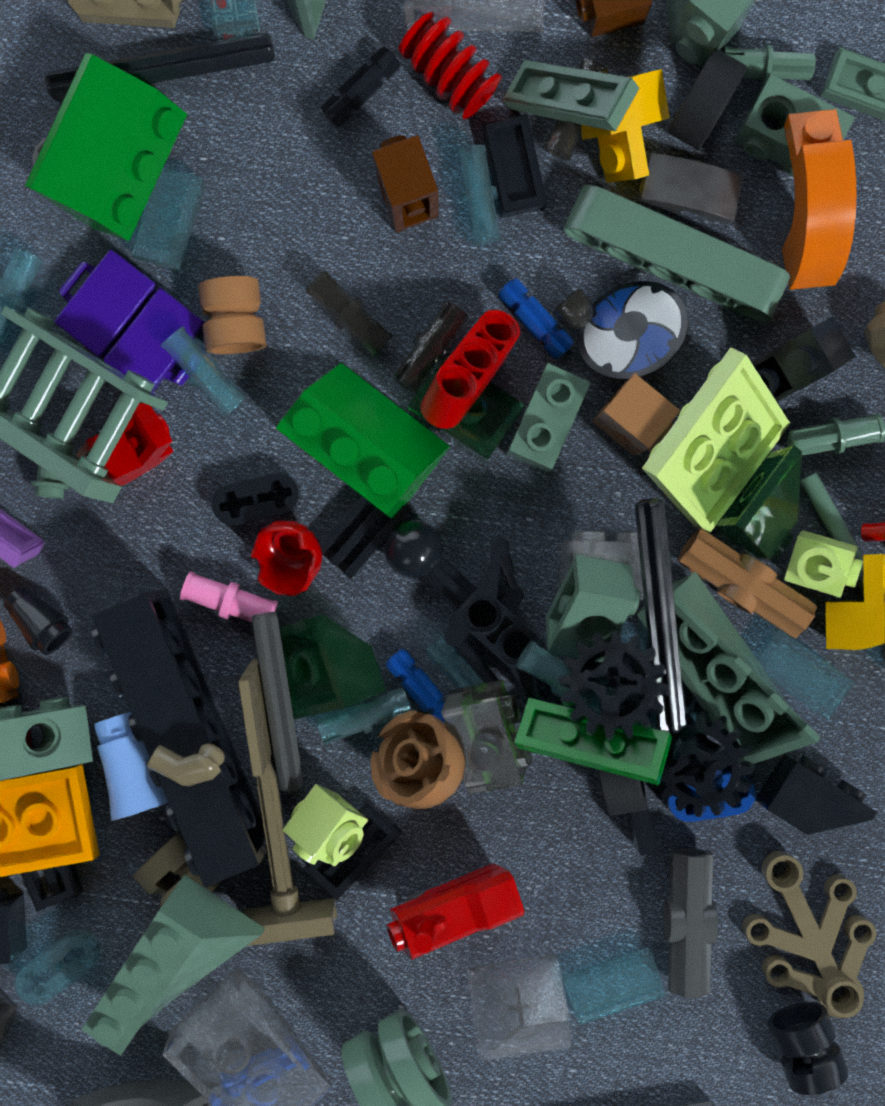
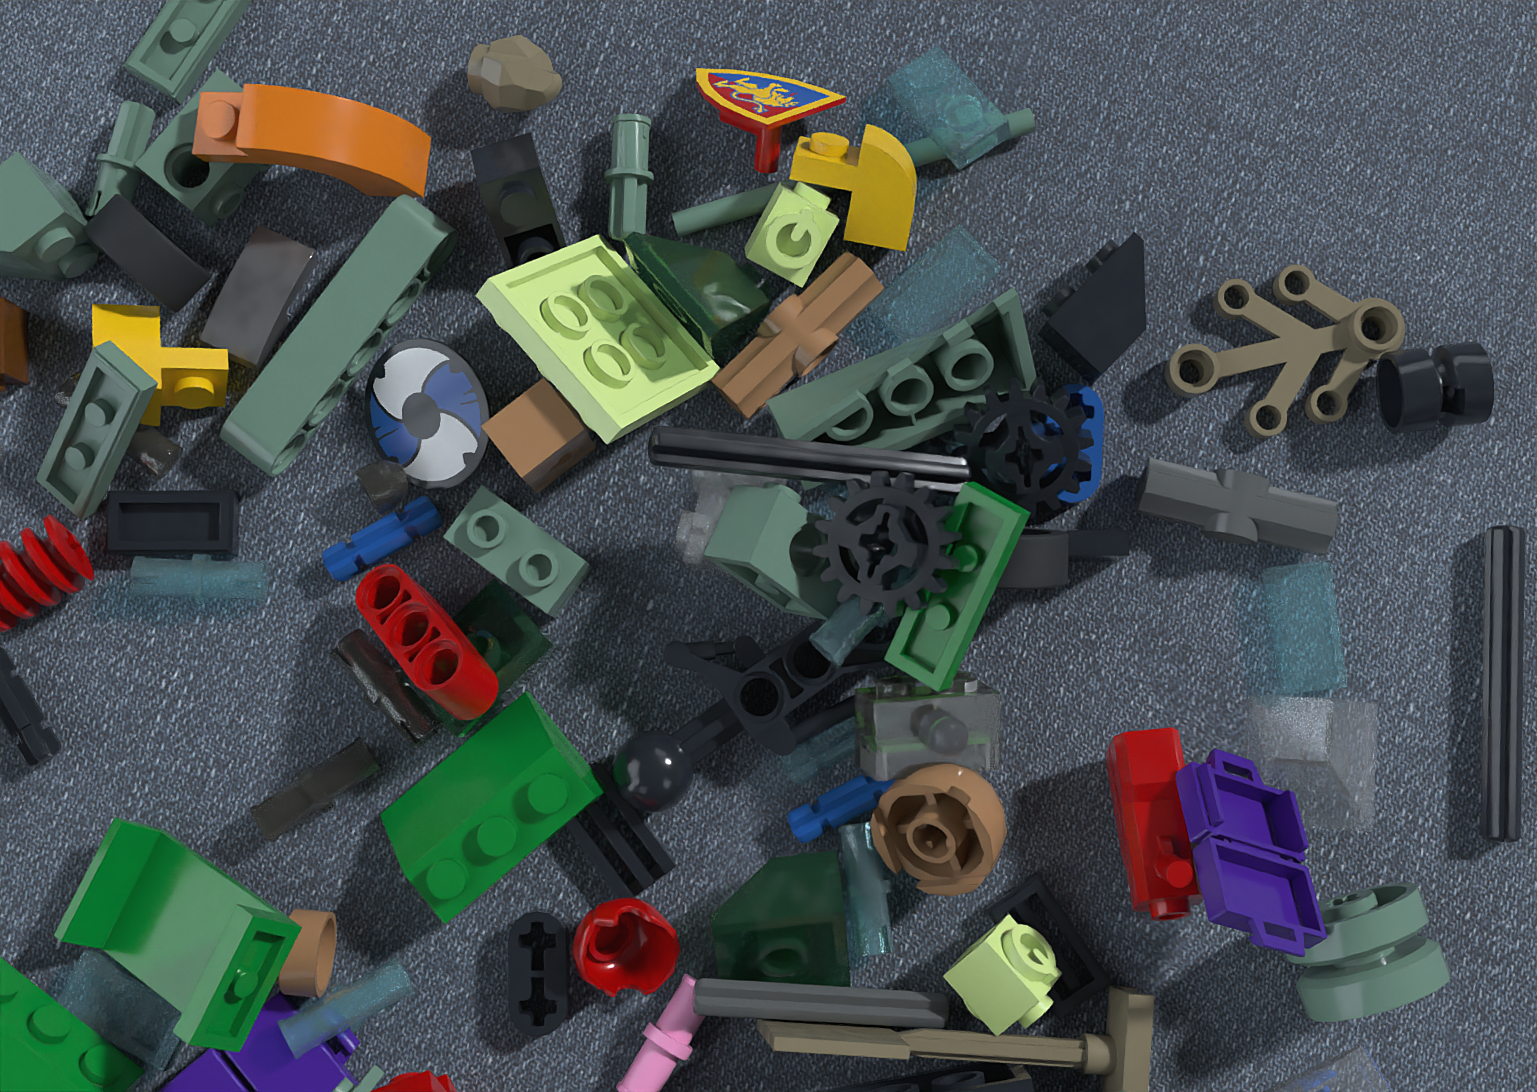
camera: 80 degrees left, 5 degrees down
(229, 244) = (181, 931): none -> green panel
(406, 182) = (157, 673): reddish brown brick -> none
(448, 986) = (1250, 854): none -> dark purple piece

